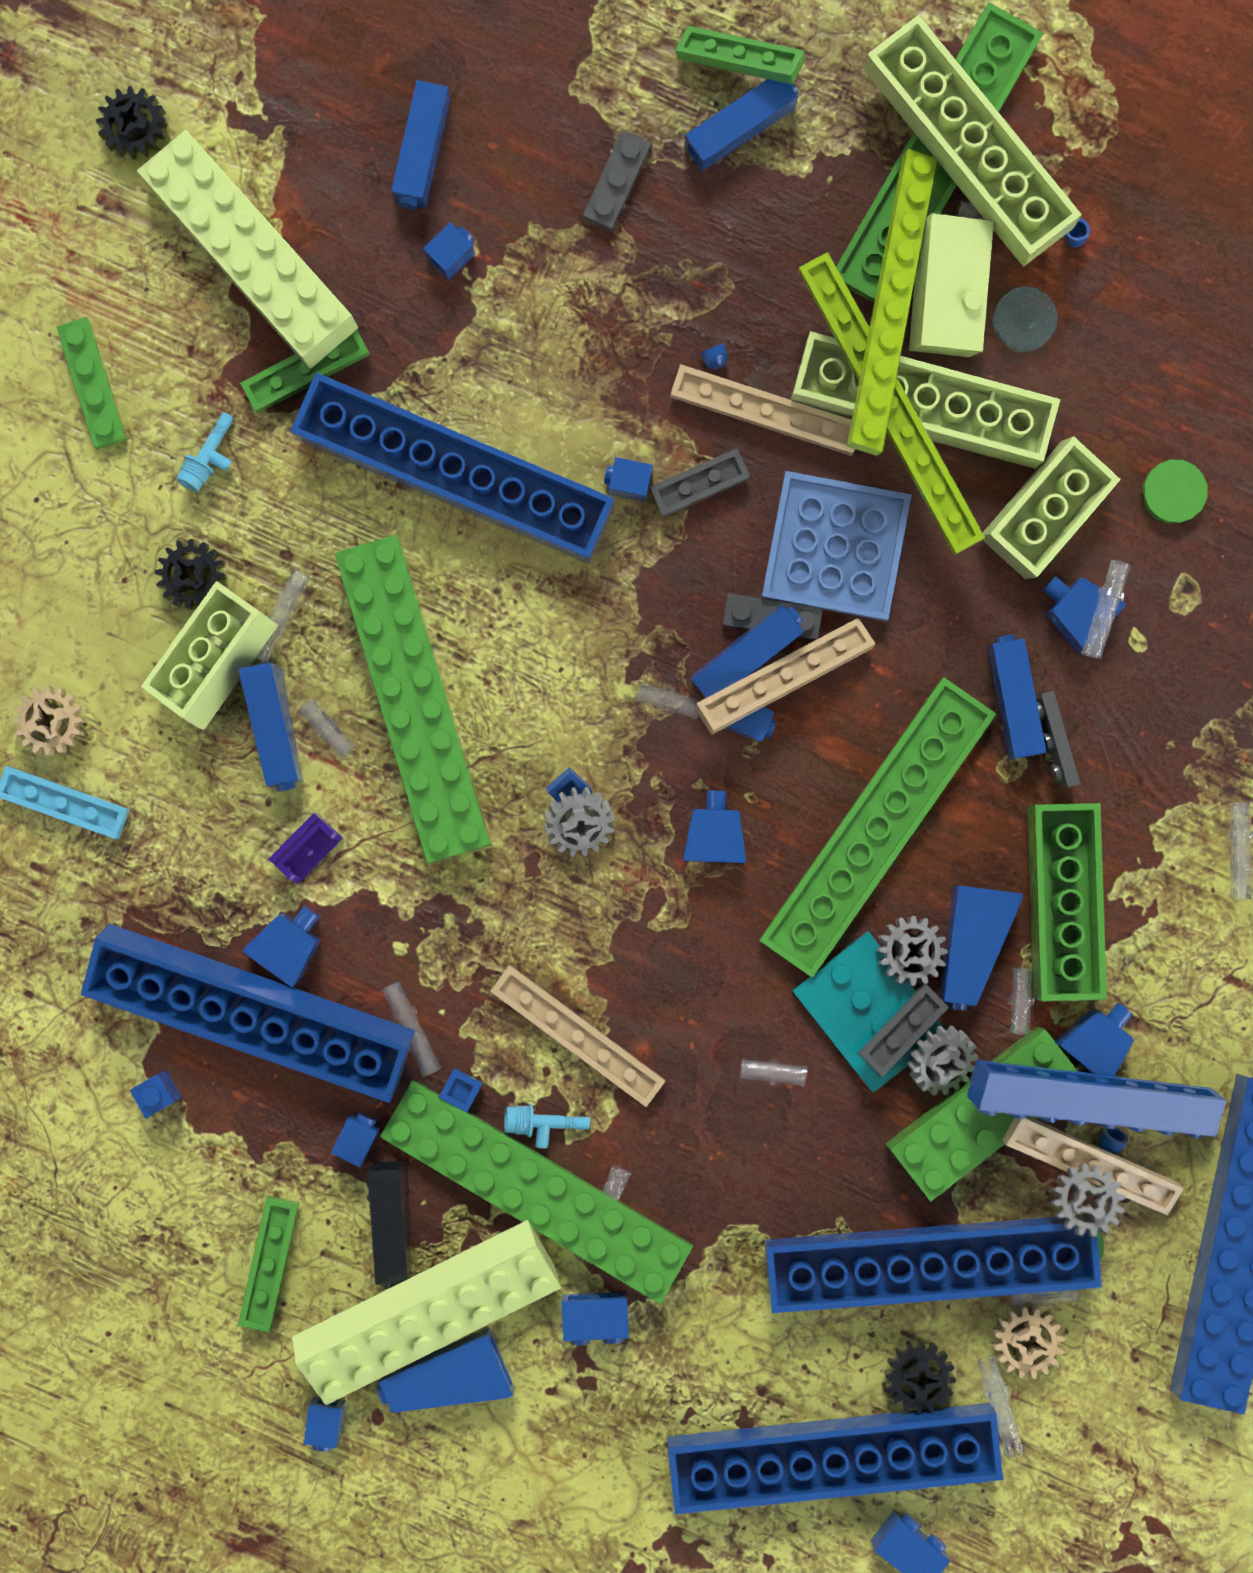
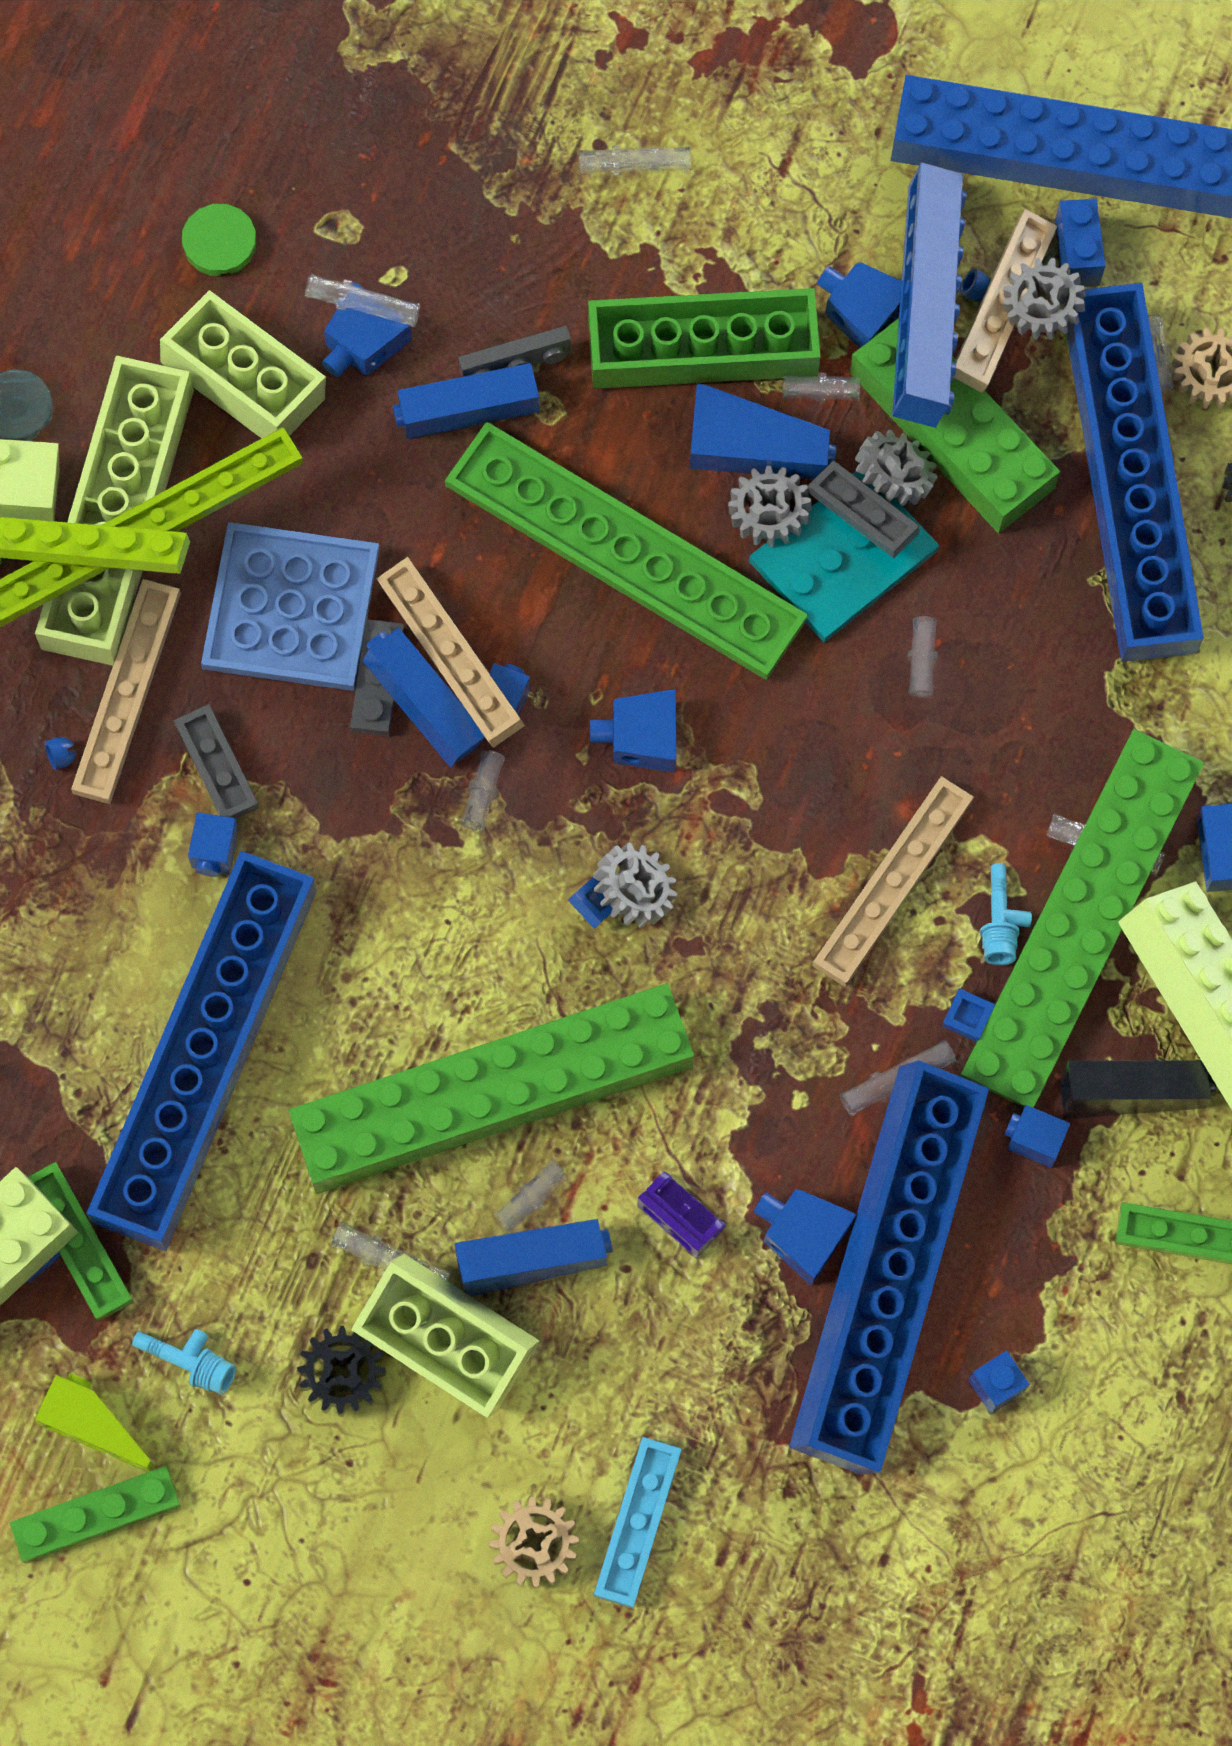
camera: 90 degrees left, 15 degrees down
(160, 378) = (82, 1417): none -> lime slope
(1150, 1234) = (1080, 239): none -> blue brick

